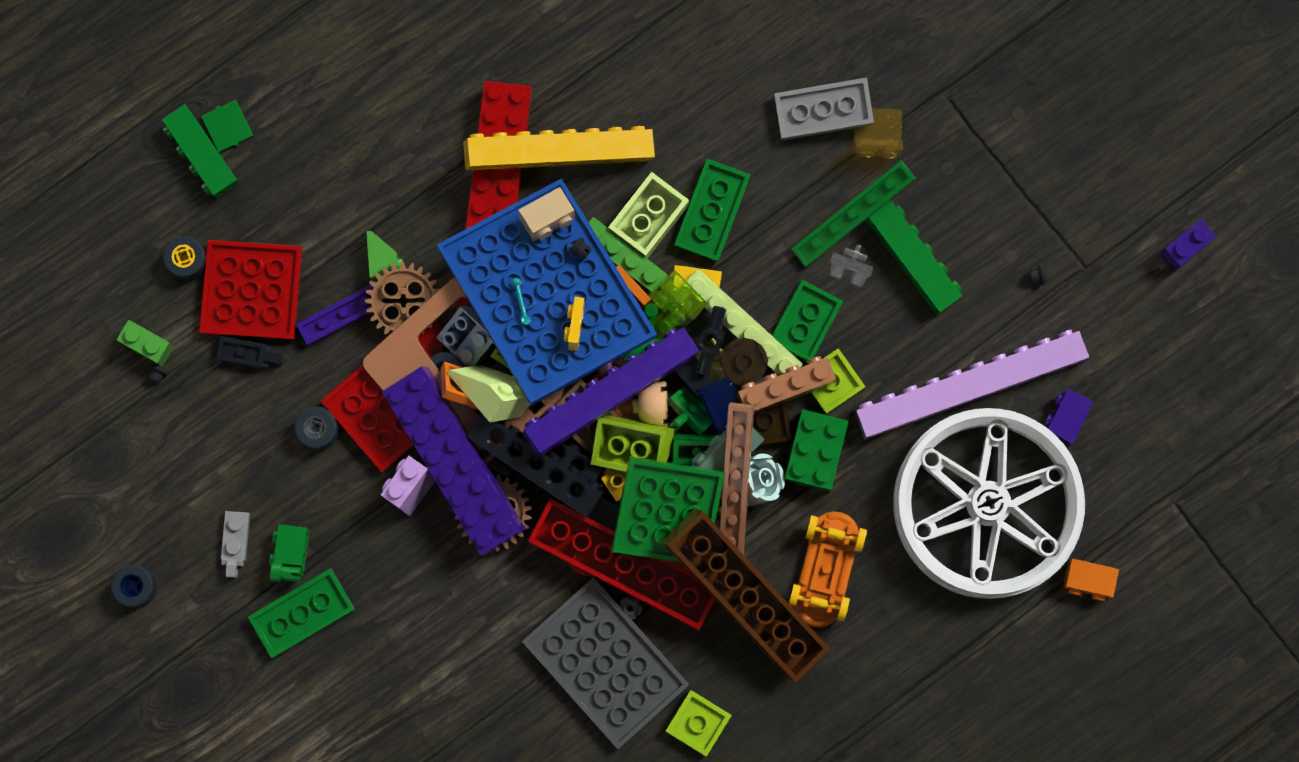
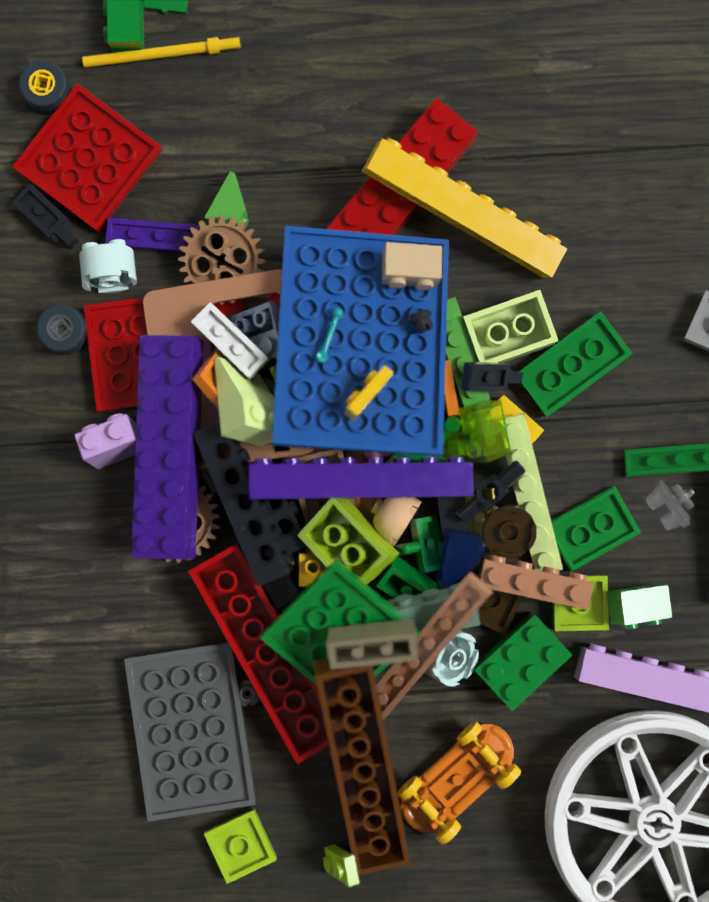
camera: 30 degrees right, 5 degrees up
(290, 147) = (212, 45): none -> yellow bar
(321, 360) = (107, 266): none -> light aqua brick
(450, 353) = (230, 341): none -> white plate
(655, 258) = (488, 376): none -> black hinge
(694, 498) = (372, 644): none -> dark tan brick
(780, 684) = (341, 865): none -> lime plate
(874, 353) = (639, 605): none -> brick

